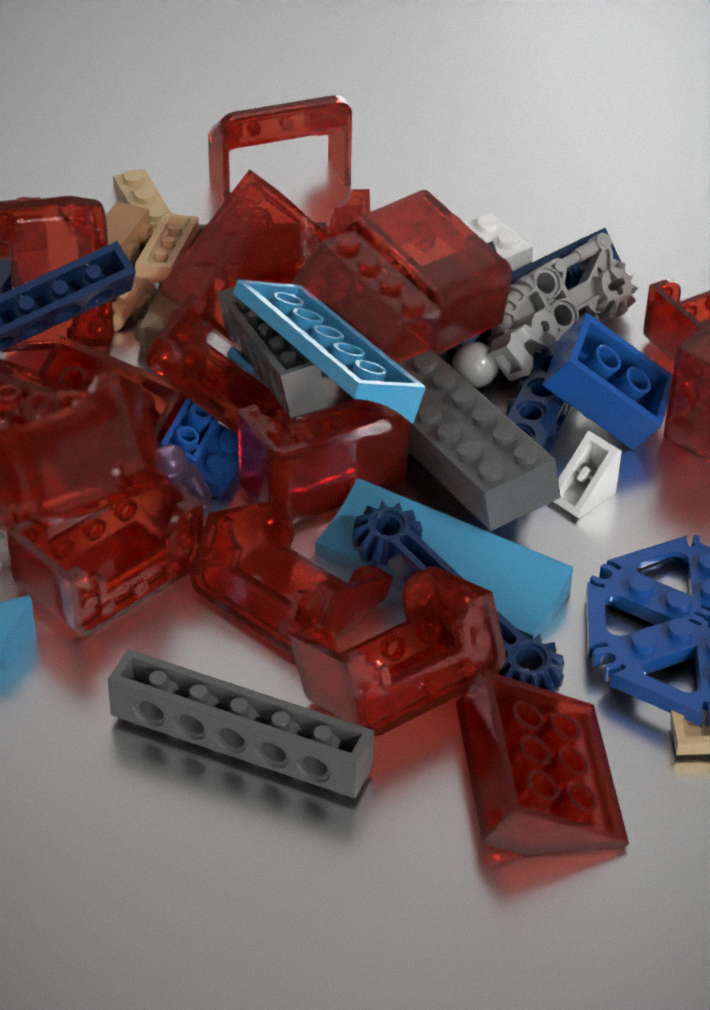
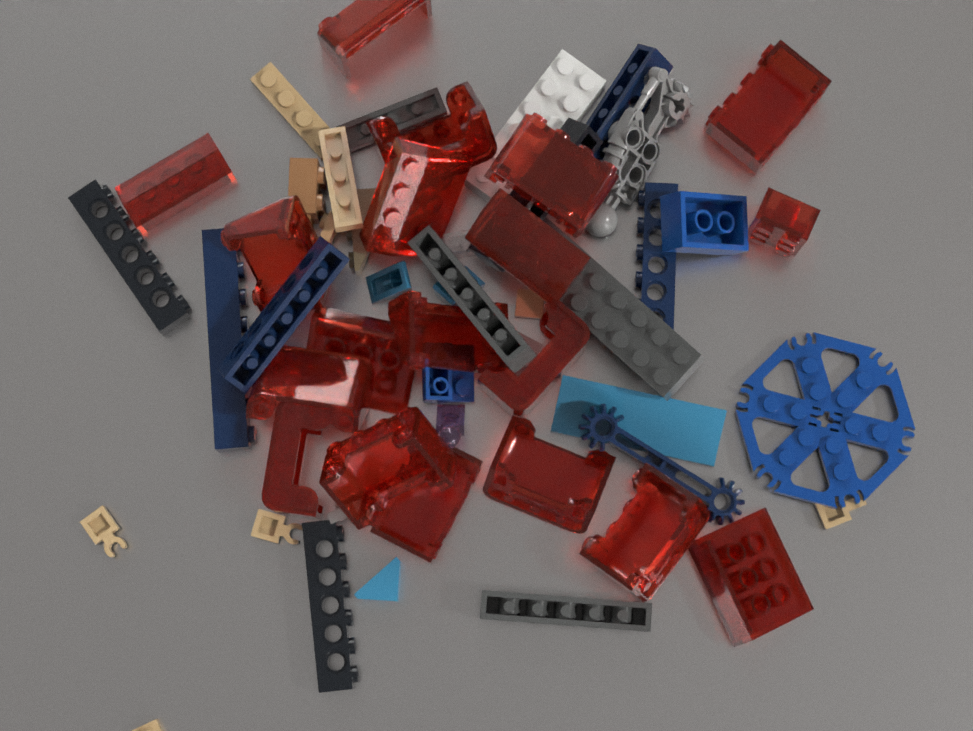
camera: 15 degrees left, 40 degrees up
(333, 345) = (523, 315): dark azure arch -> none
(529, 335) = (636, 191): light grey leg -> none
(589, 475) = (708, 312): white slope -> none

